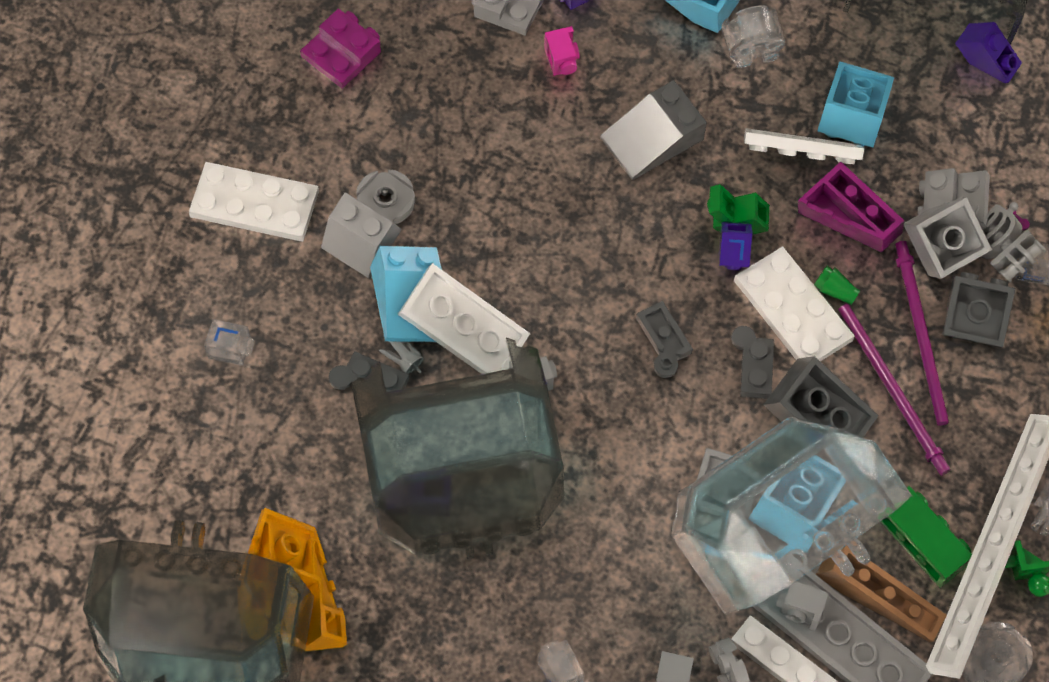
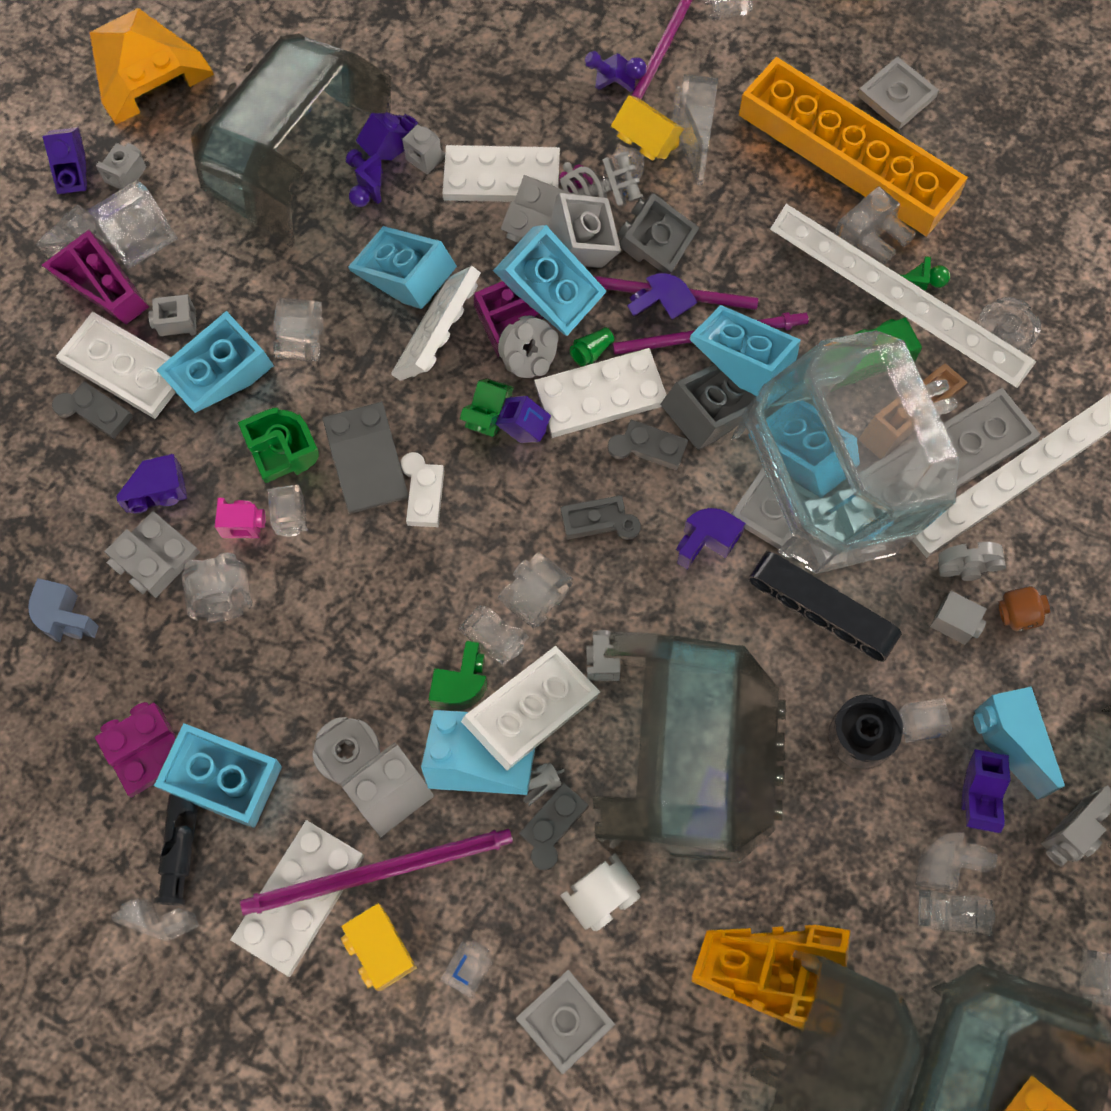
camera: 70 degrees left, 5 degrees up
(204, 98) = (144, 918): none -> clear slope
(207, 430) = (565, 1021): none -> light grey plate
(223, 261) = (377, 947): none -> yellow brick
(262, 100) = (176, 852): none -> black piece
(290, 250) = (375, 872): none -> magenta piece
(319, 424) = (601, 893): none -> white brick
(332, 107) = (219, 775): none -> medium azure slope
(469, 270) = (460, 689): none -> green brick
(491, 52) = (216, 588): none -> clear brick
(522, 279) = (494, 636): none -> clear brick
(532, 595) = (871, 714): none -> black brick
(573, 299) = (536, 589): none -> clear brick
(582, 85) = (287, 510): none -> clear brick
(640, 56) = (279, 443): none -> green brick
(641, 189) = (424, 491): none -> white hinge
(644, 554) = (825, 606): none -> black beam
(685, 431) = (710, 528): none -> dark purple brick
(818, 214) = (542, 353): none -> light grey plate
(875, 218) = (550, 279): none -> medium azure slope
(882, 409) = (745, 348): none -> medium azure slope
(915, 332) = (666, 289): none -> dark purple brick
(937, 47) = (368, 178): none -> dark purple piece
(986, 83) = (427, 144): none -> light grey brick
(988, 143) = (496, 171): none -> white plate

